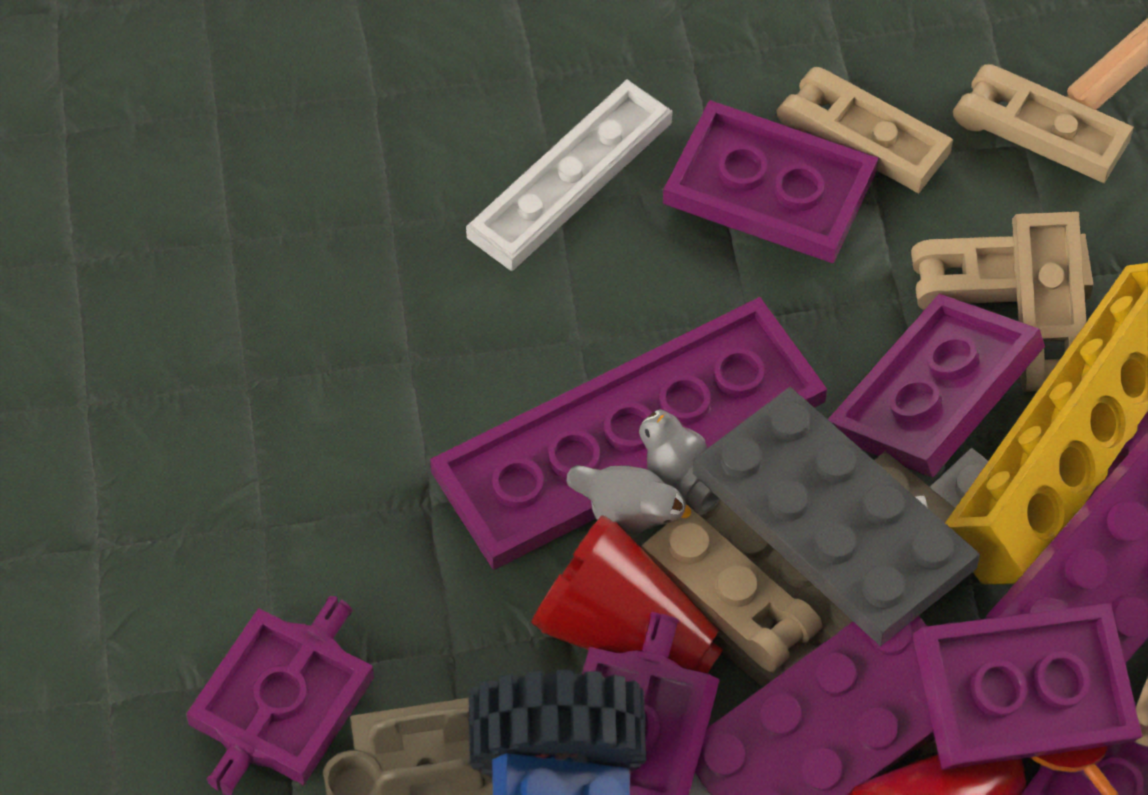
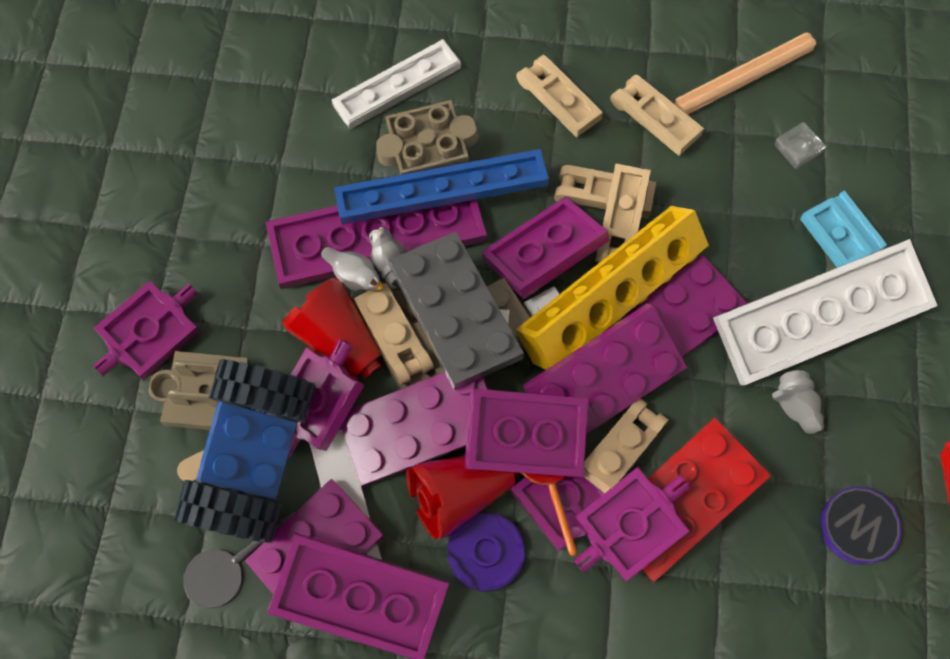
camera: 15 degrees right, 10 degrees up
(671, 253) = (426, 138): none -> dark tan piece
(723, 325) = (441, 186): none -> blue plate
(770, 181) = (502, 111): magenta plate -> none

